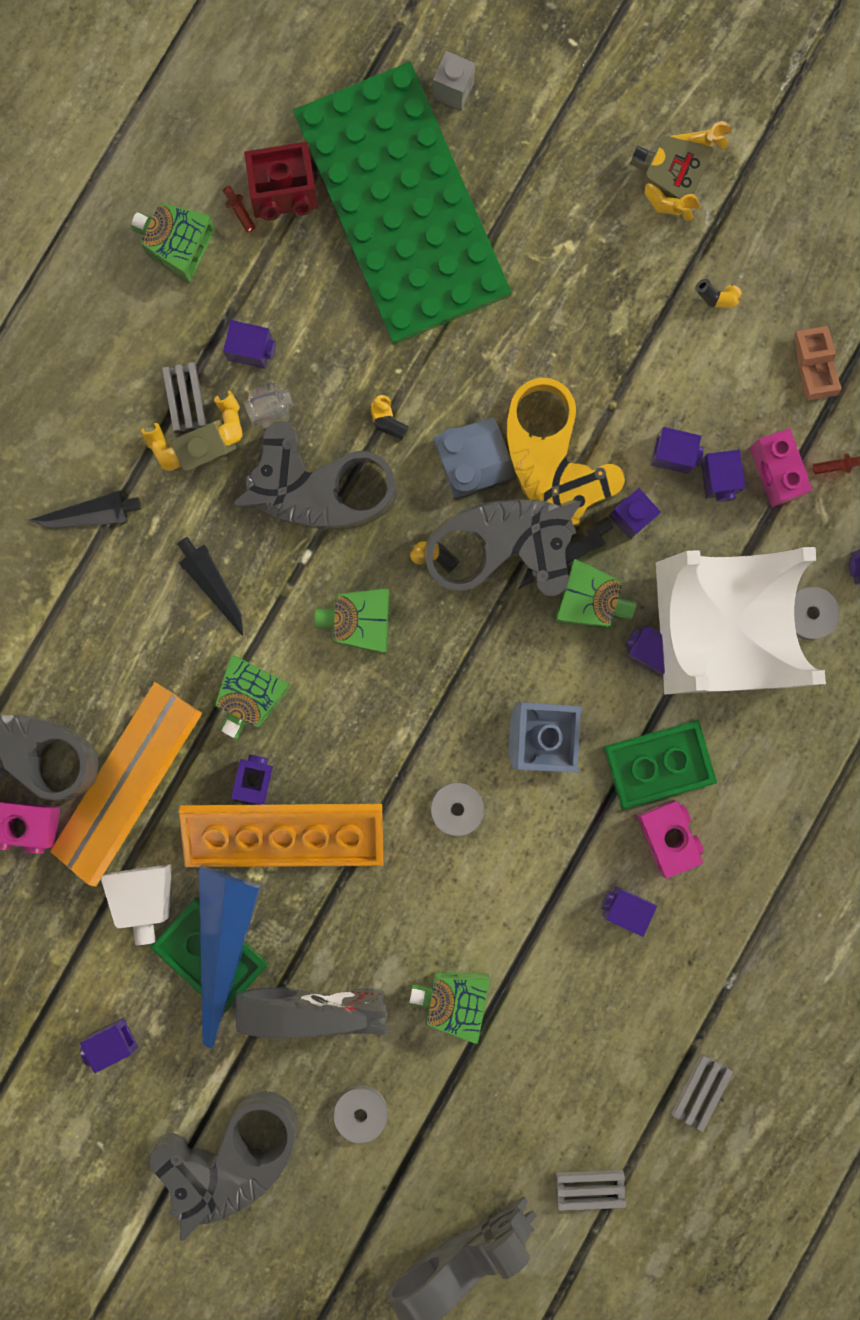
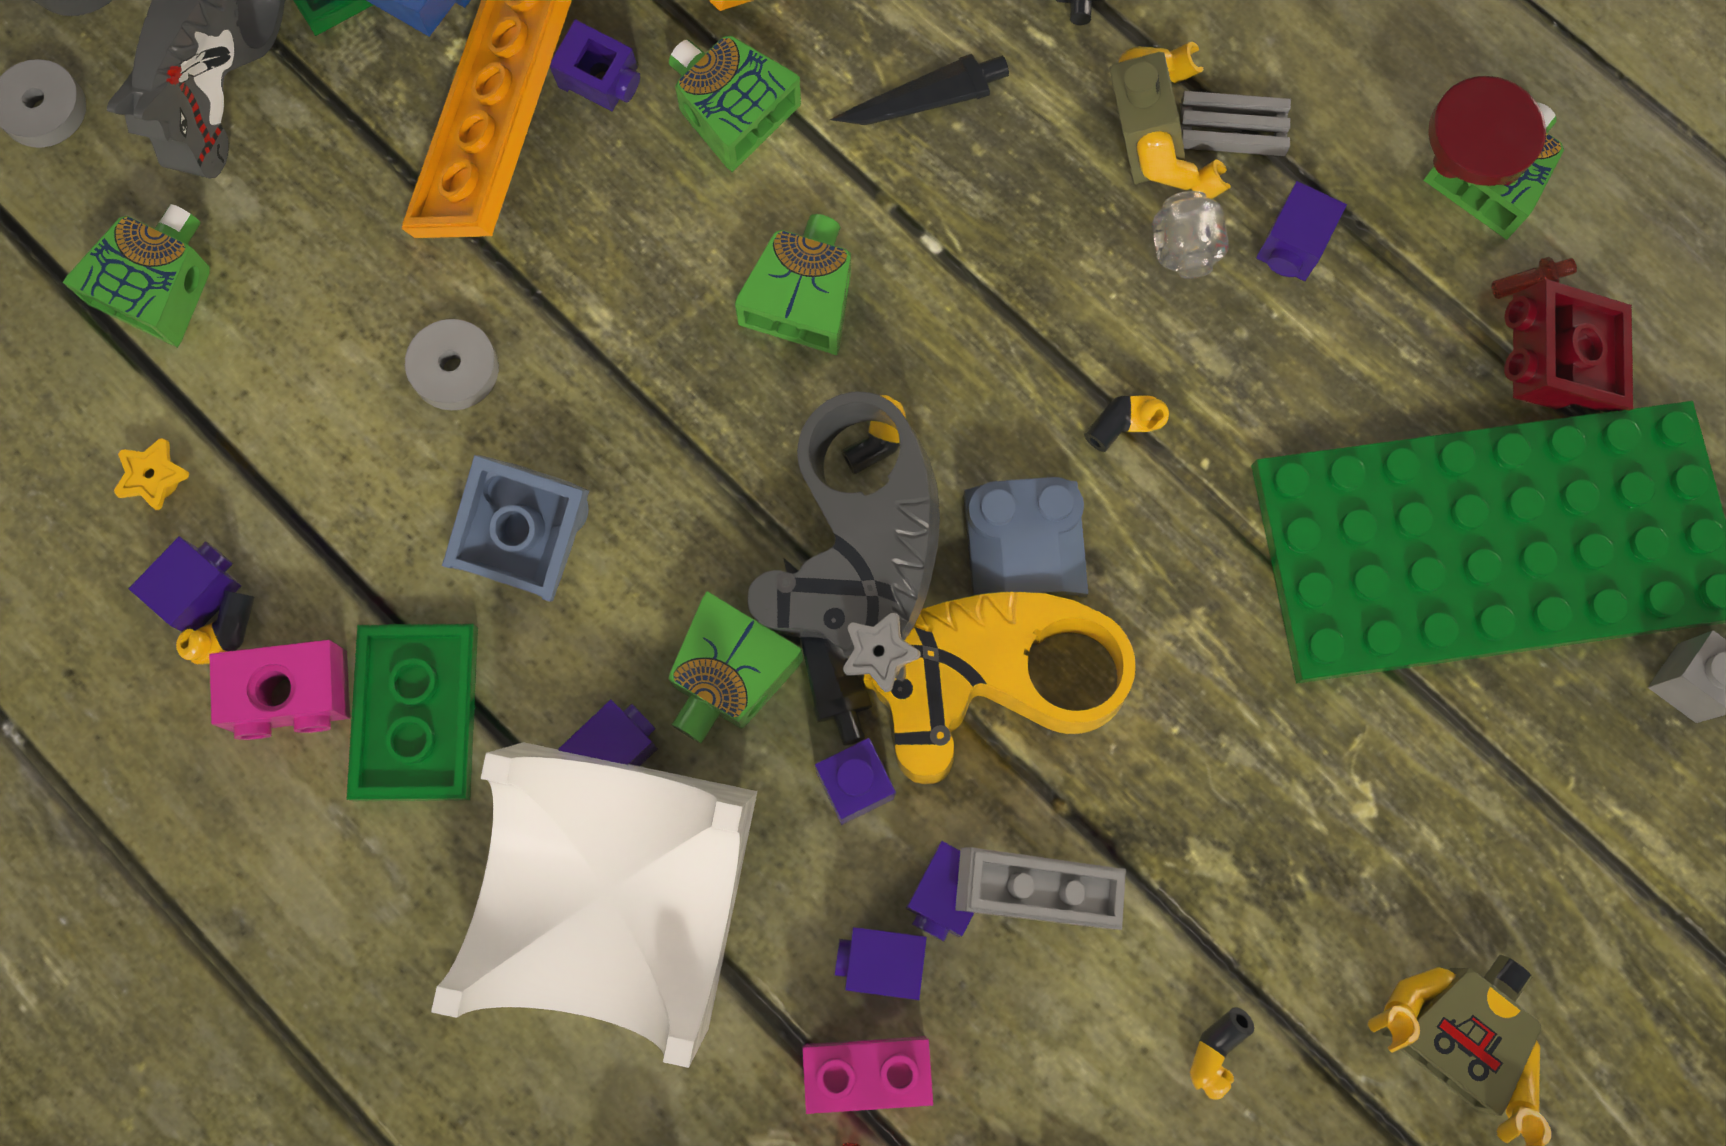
camera: 105 degrees right, 10 degrees down
(167, 247) = (1486, 131): none -> dark red tile
(305, 498) = (1034, 244): dark grey animal -> none
(563, 509) = (896, 653): none -> light grey plate
(568, 948) = (160, 485): none -> yellow plate
(648, 884) = (221, 635): none -> arm
(665, 402) = (1040, 889): none -> light grey tile
(826, 613) = (567, 1079): light grey piece -> none

